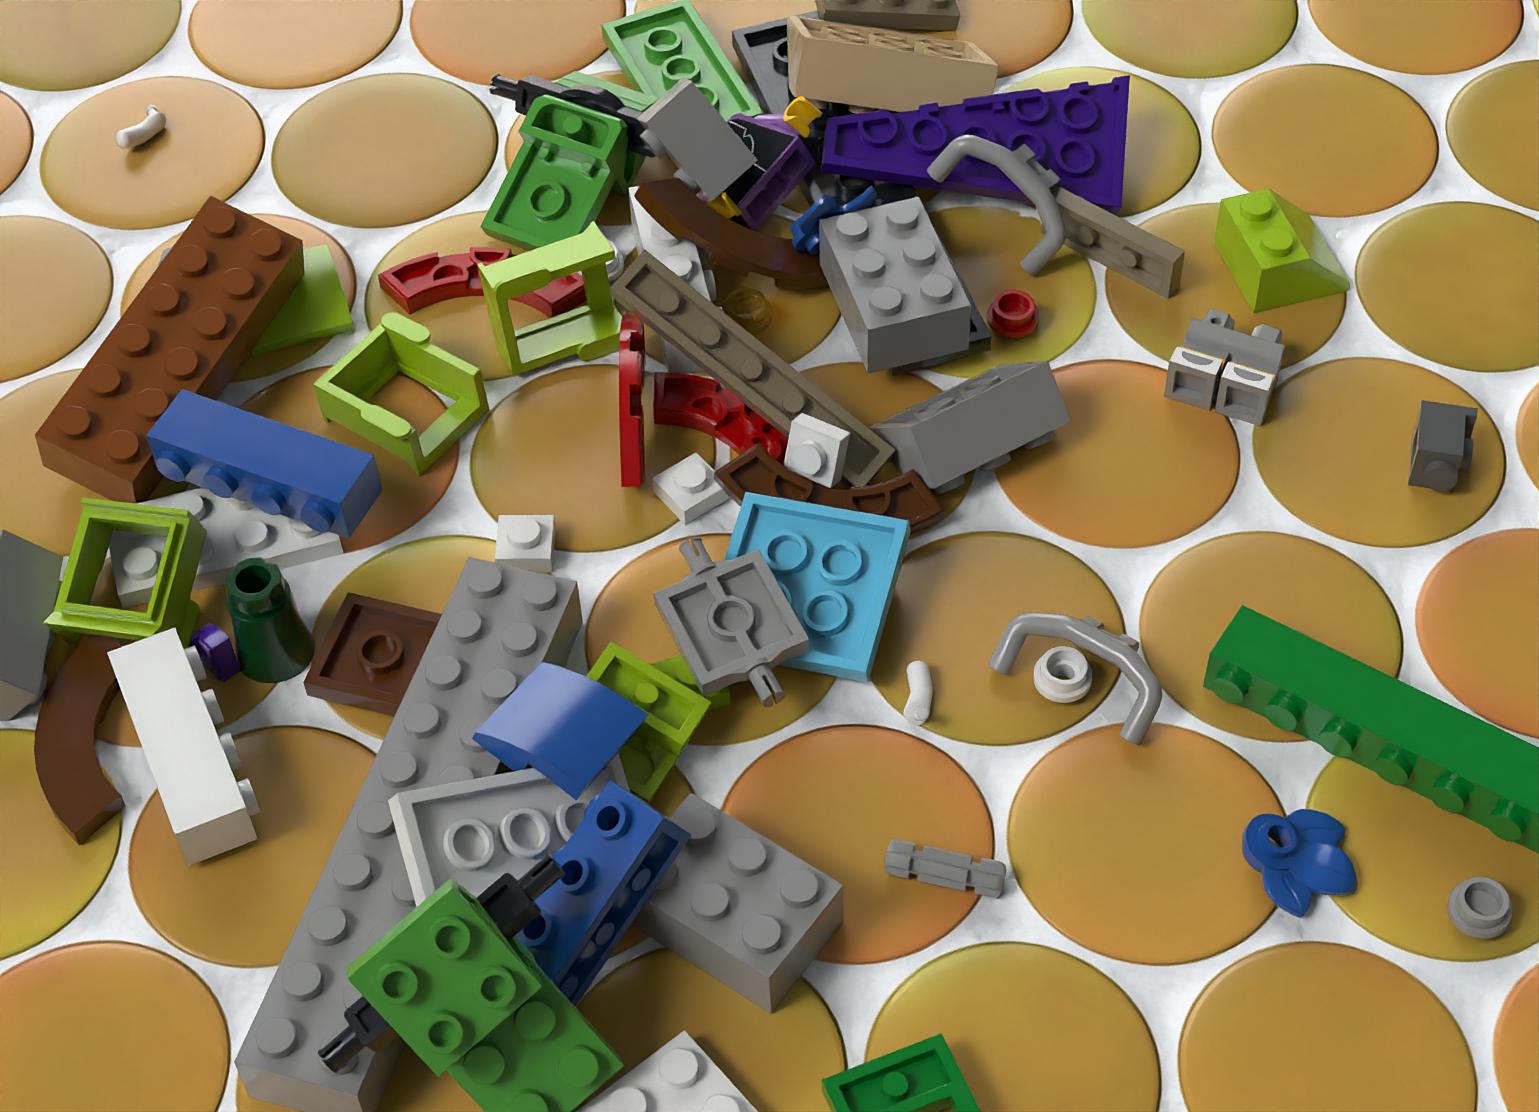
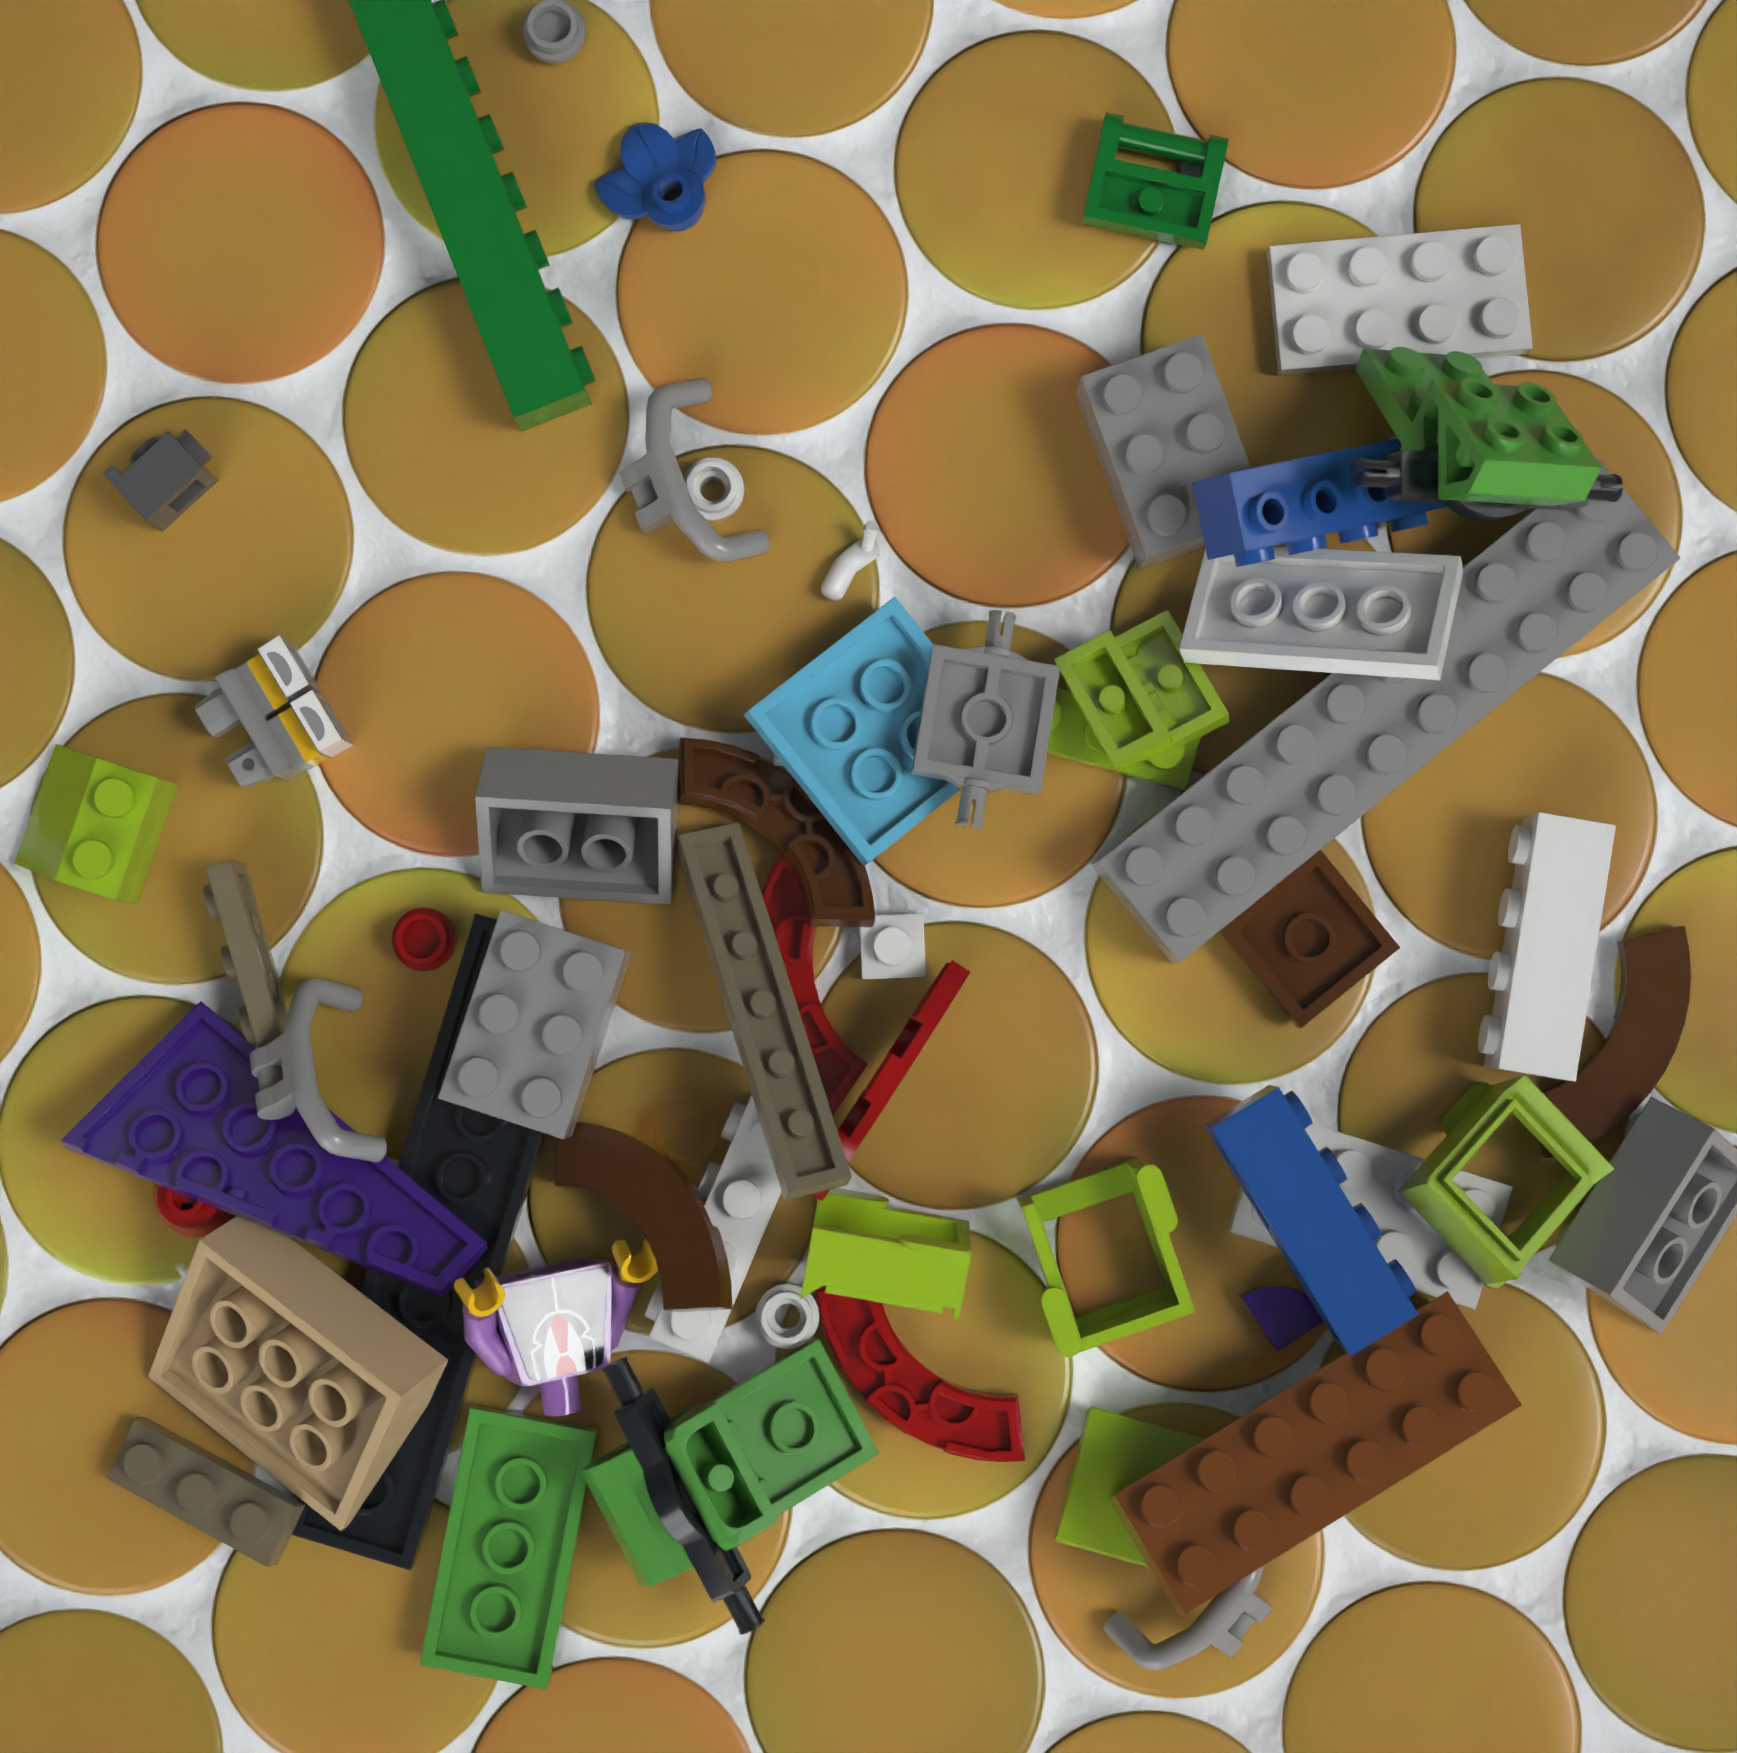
camera: 145 degrees left, 35 degrees up
(215, 651) = (1455, 1050): dark purple tile -> none
(266, 624) = (1375, 1032): dark green plant -> none
(526, 542) = (1091, 989): white plate -> none
(561, 727) = (1223, 691): blue slope -> none
(695, 139) = (615, 1341): light grey brick -> none
(806, 227) = (551, 1158): blue plate -> none
(816, 450) = (763, 872): white plate -> none
(945, 868) = (960, 374): light grey axle -> none

